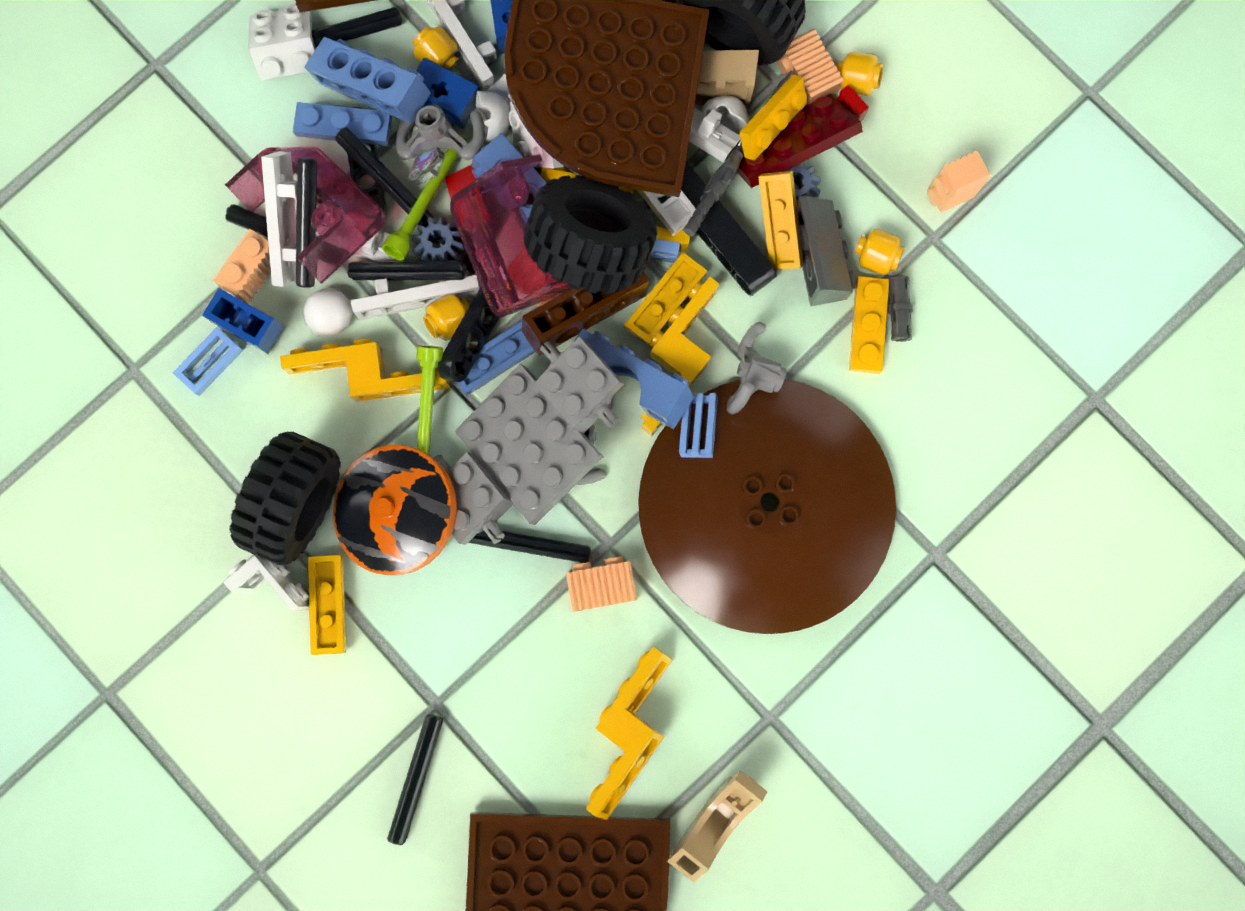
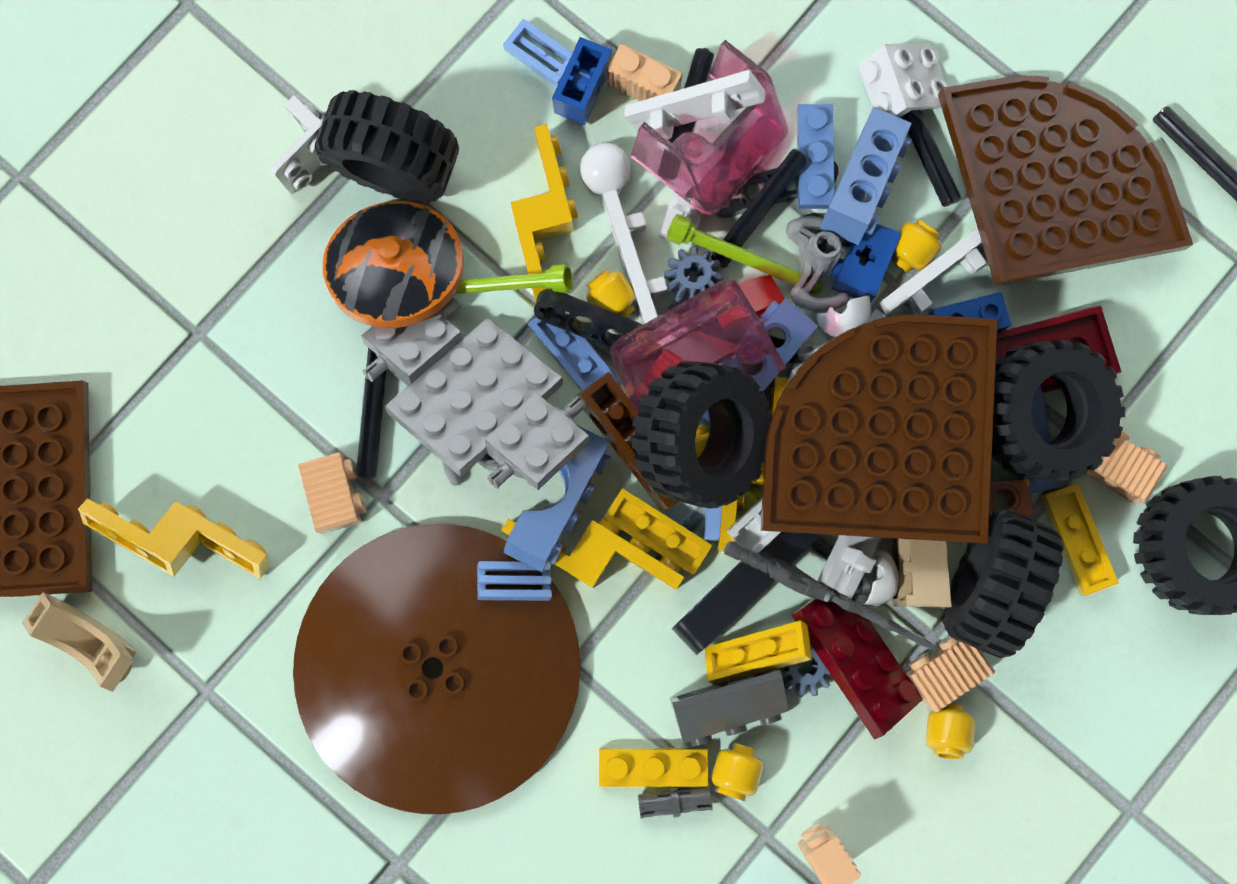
camera: 85 degrees right, 0 degrees up
(305, 207) = (704, 125): black axle -> none
(326, 605) = (290, 207): yellow plate -> none
(407, 270) = (656, 245): black axle -> none
(415, 779) = (117, 320): black axle -> none
(426, 166) = (778, 252): clear tile -> none
(755, 371) = (579, 639): light grey piece -> none
(773, 117) = (877, 633): yellow plate -> none
(853, 102) = (910, 725): red tile -> none

